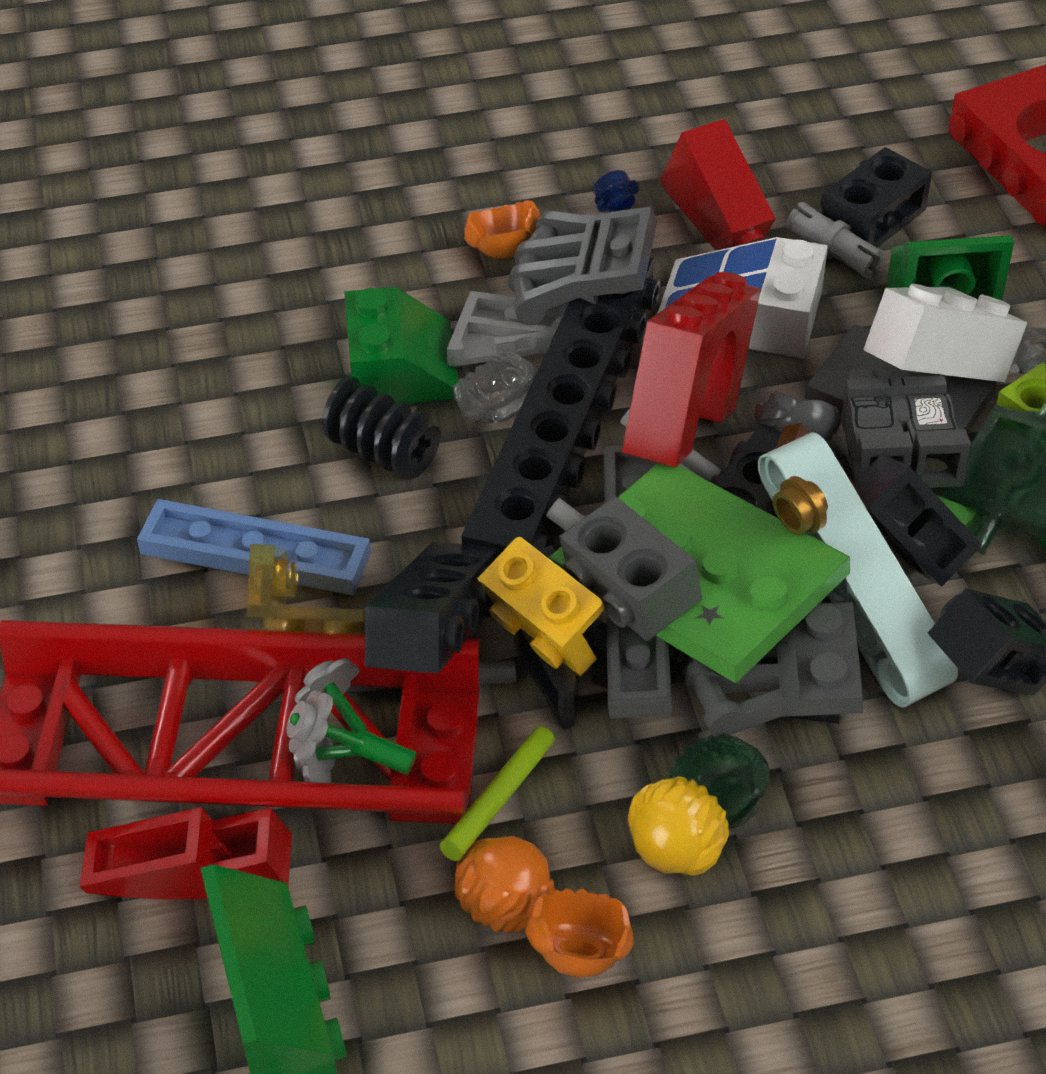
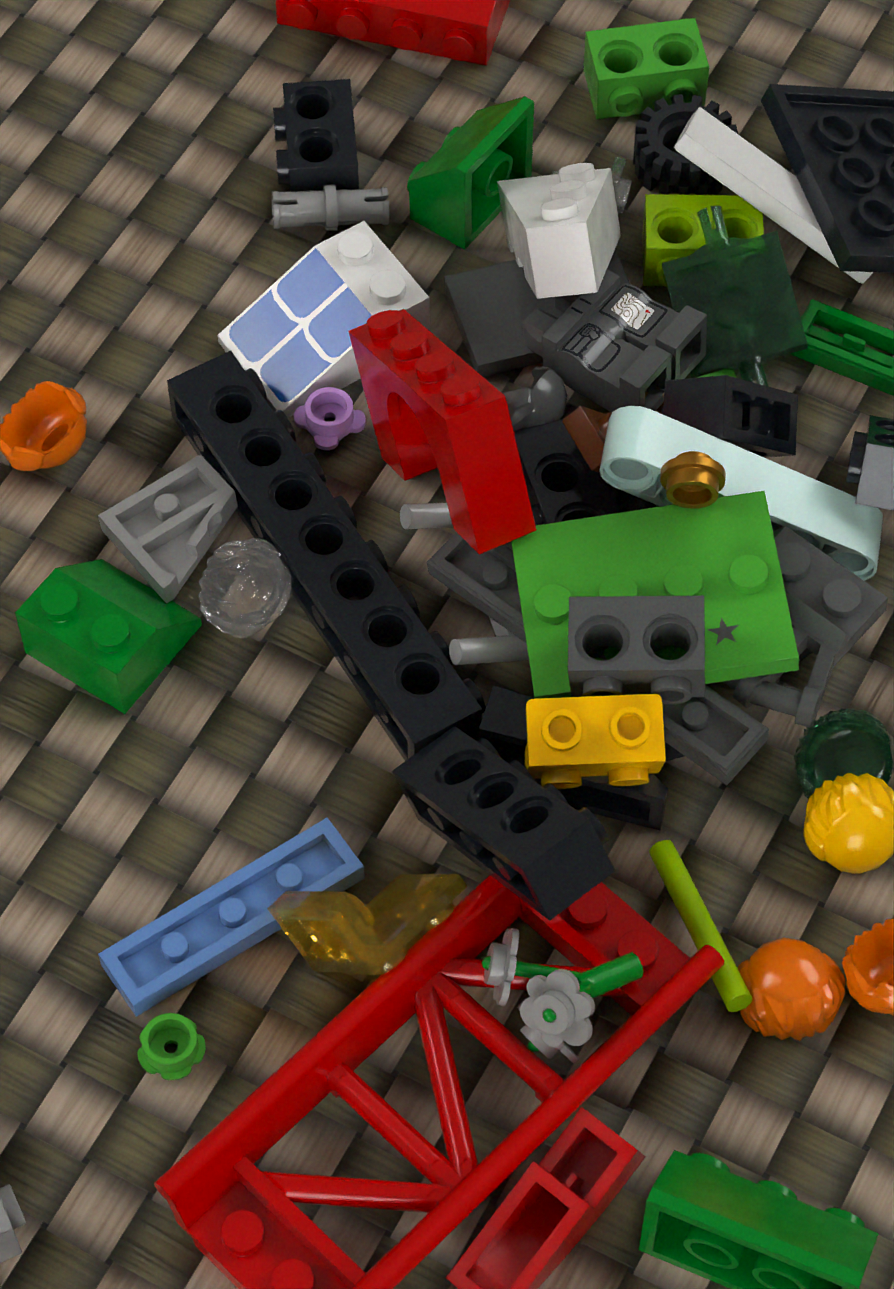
camera: 50 degrees left, 10 degrees up
(131, 580) = (165, 1030): none -> bright green plate
(380, 428) = (197, 712): black piece -> none
(581, 259) = (217, 380): dark grey plate -> none
(615, 191) = (88, 312): clear blue plate -> none
(717, 187) = (189, 239): red slope -> none

